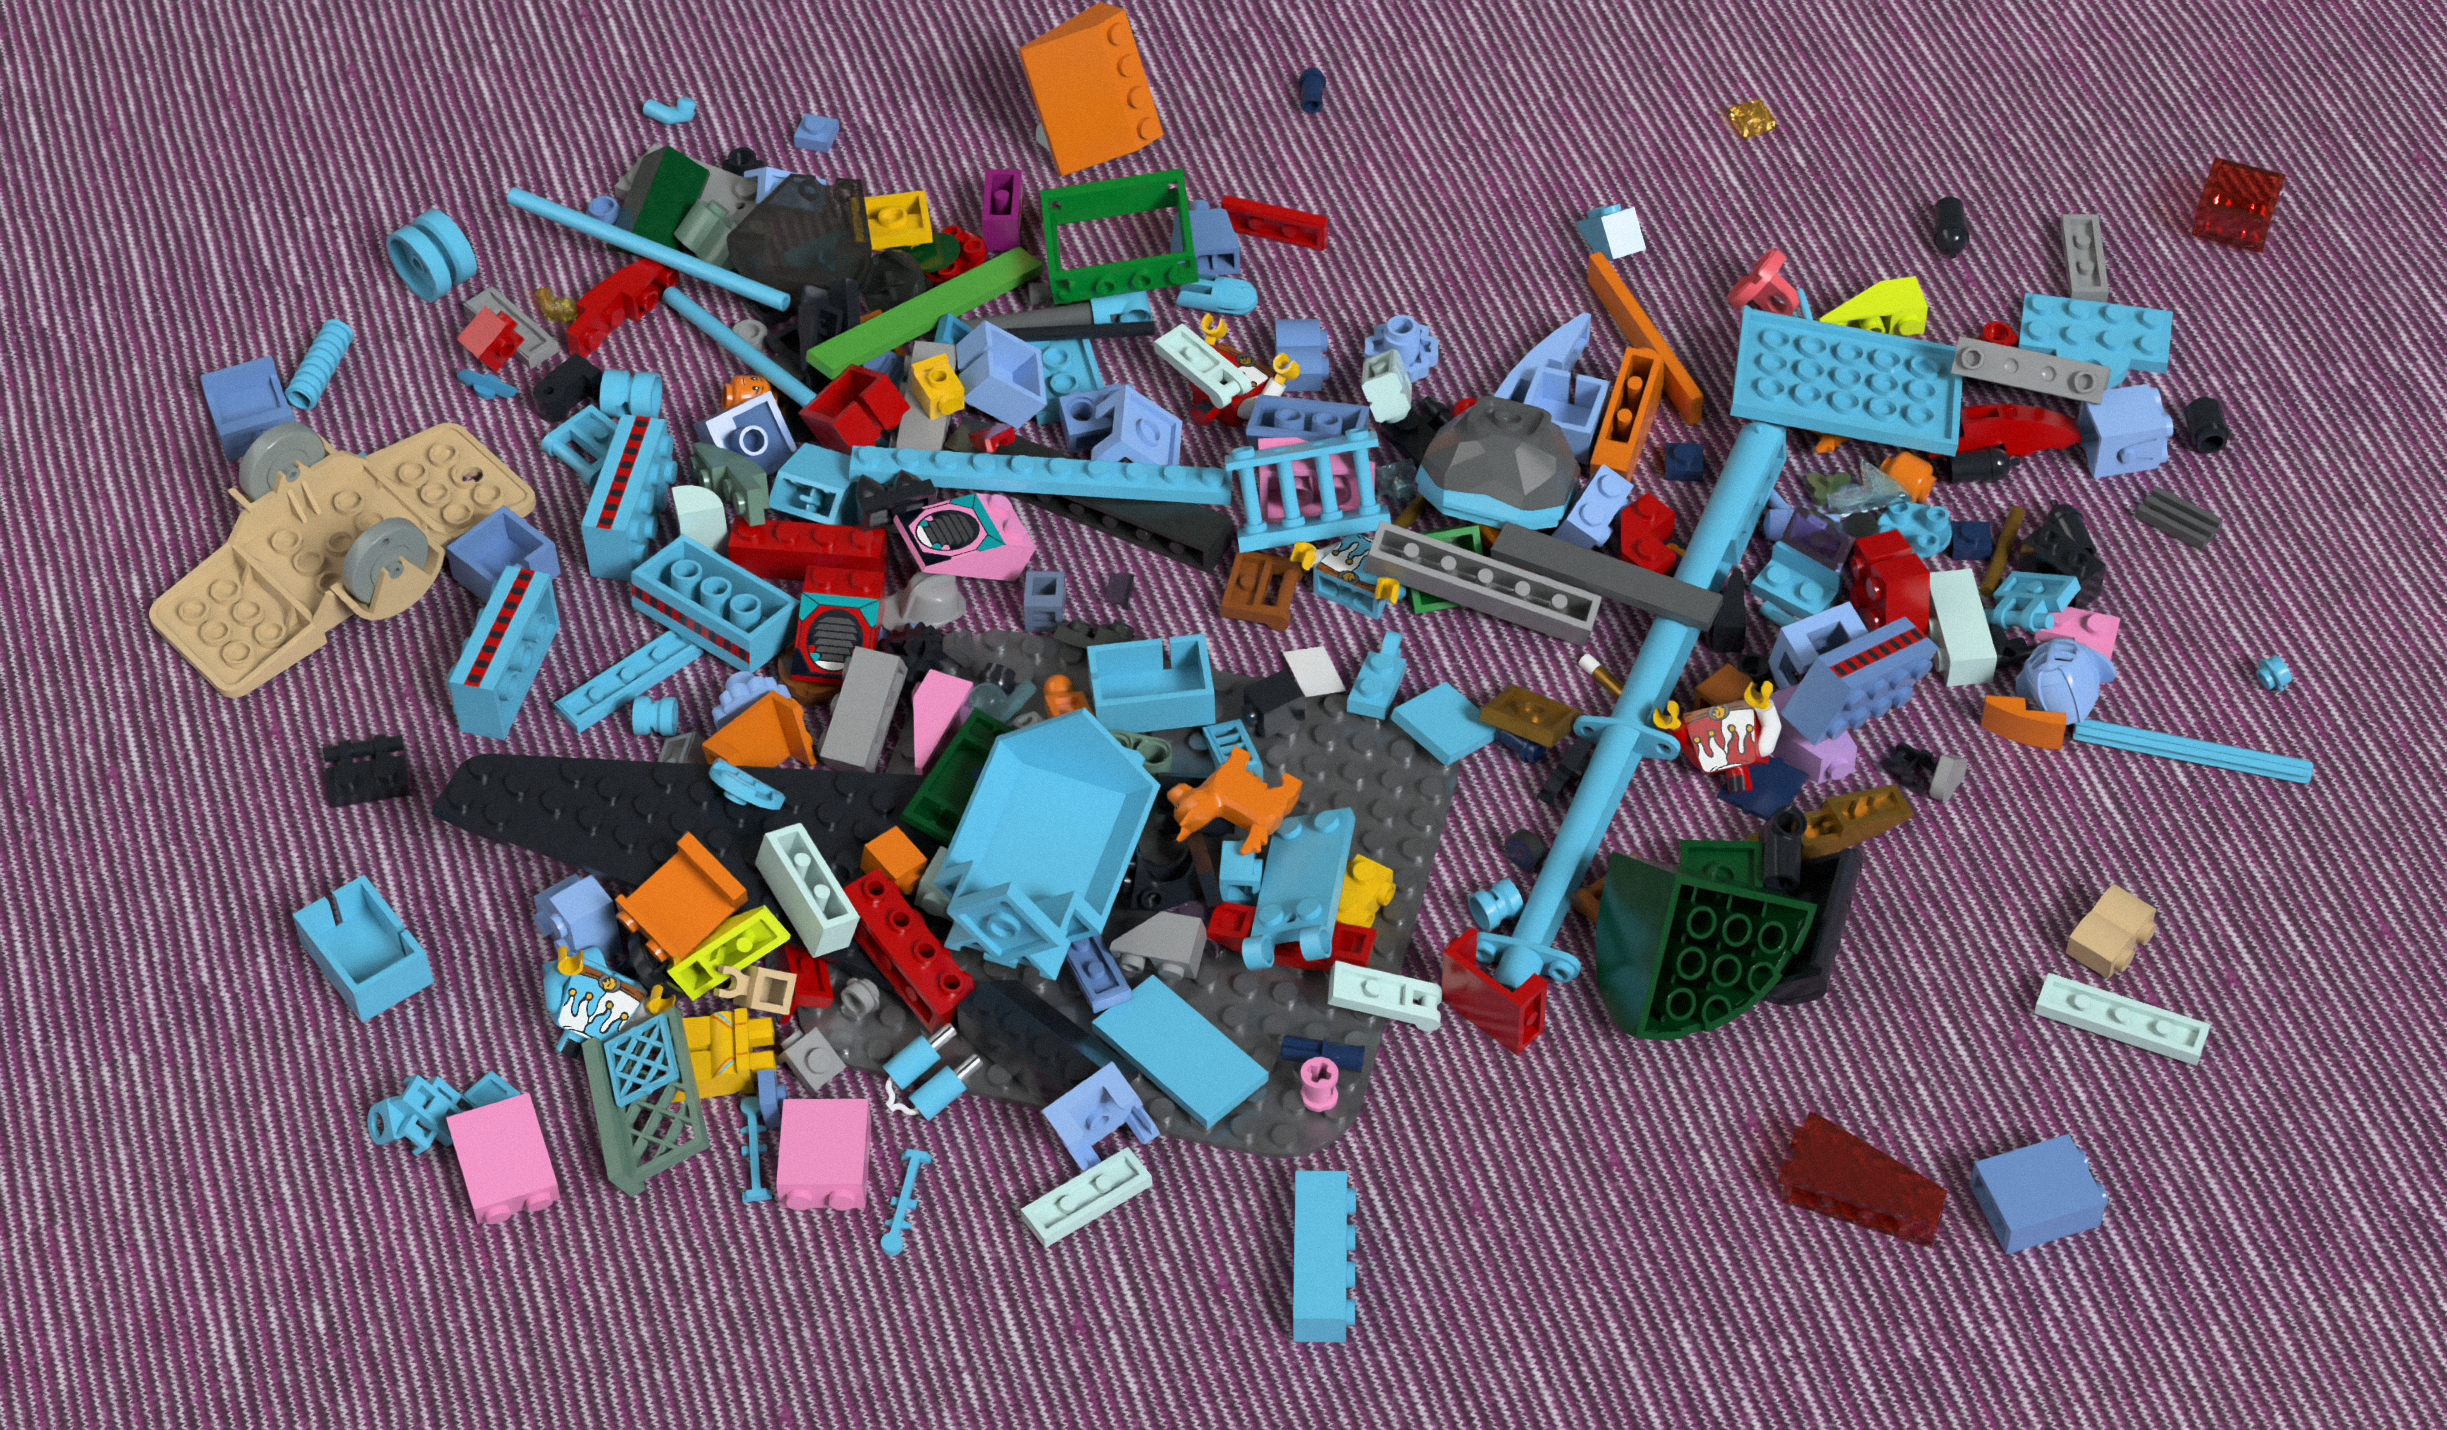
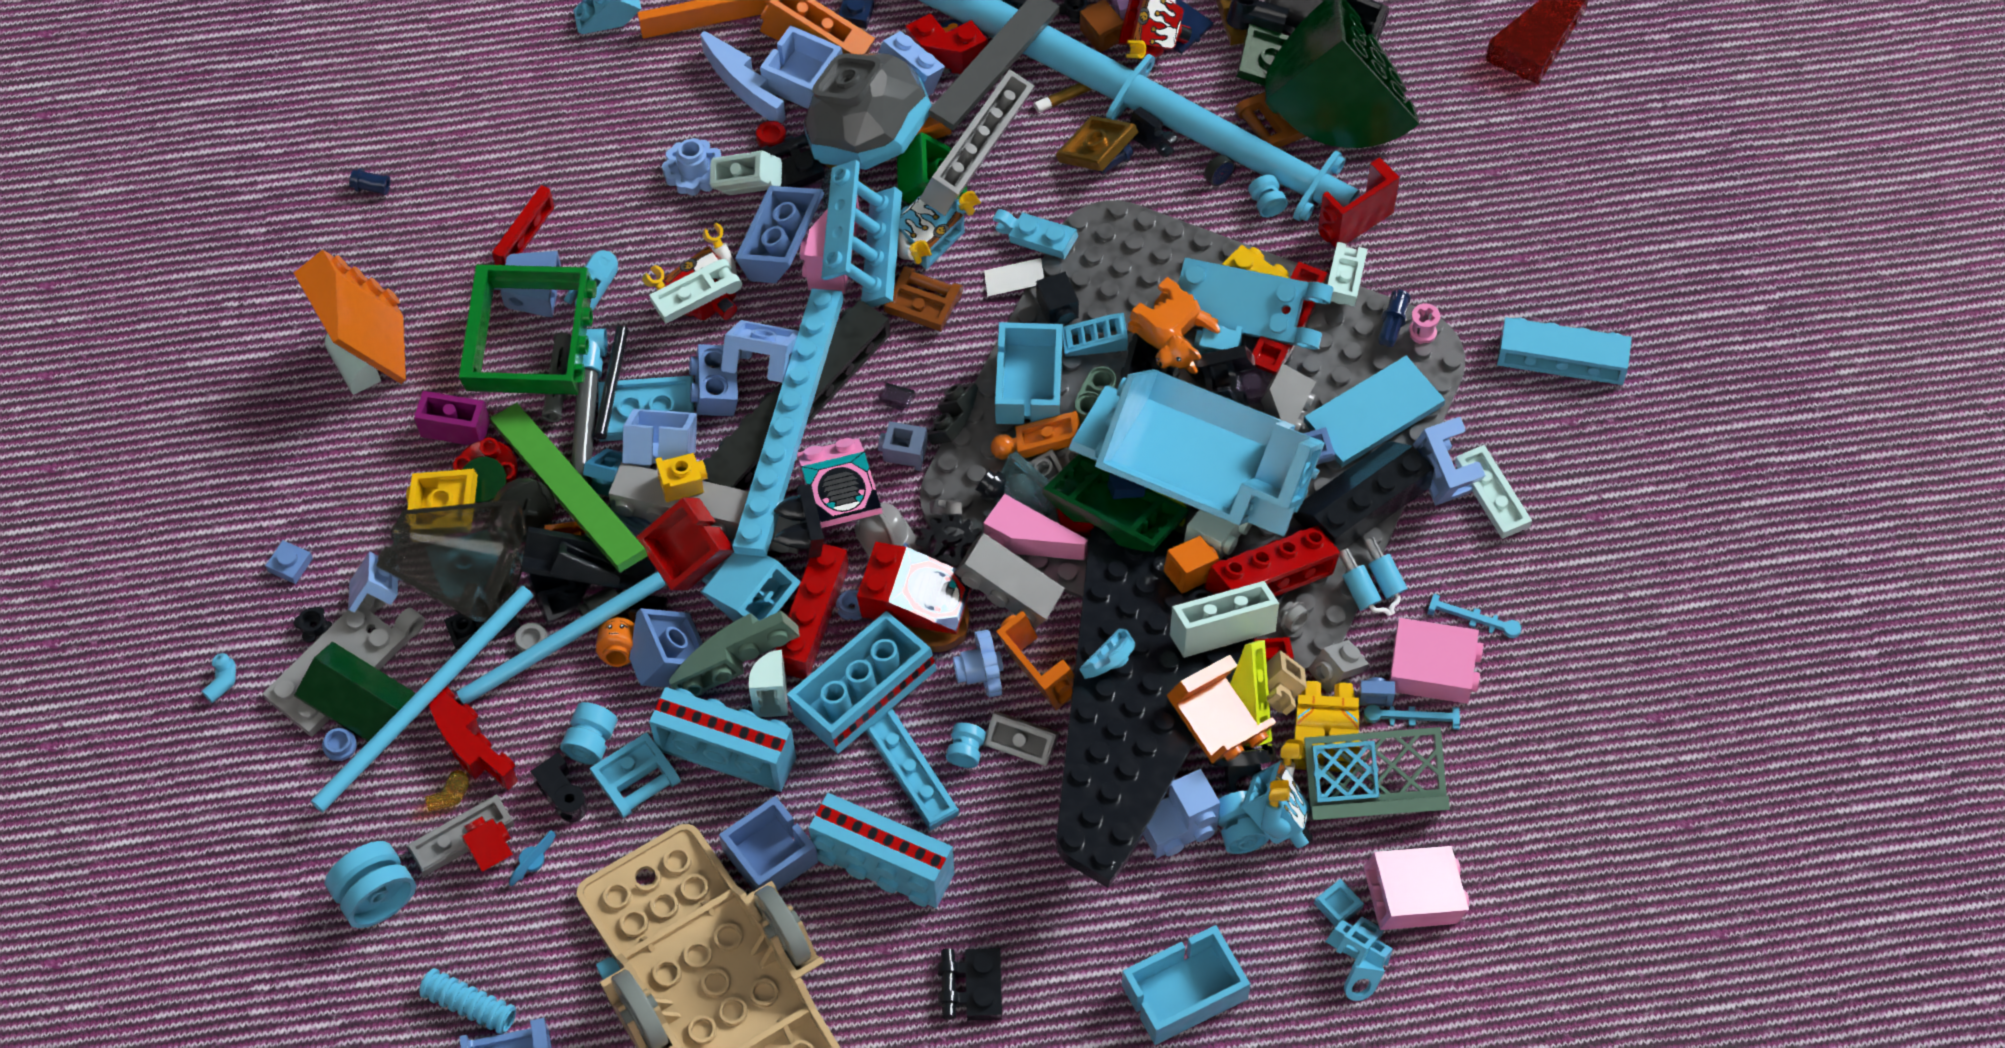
camera: 80 degrees left, 10 degrees up
(706, 231) = (414, 647): sand green brick -> none
(992, 437) = (742, 446): red tile -> none
(1303, 343) = (677, 233): medium blue brick -> none
(1444, 723) = (1091, 198): medium azure tile -> none

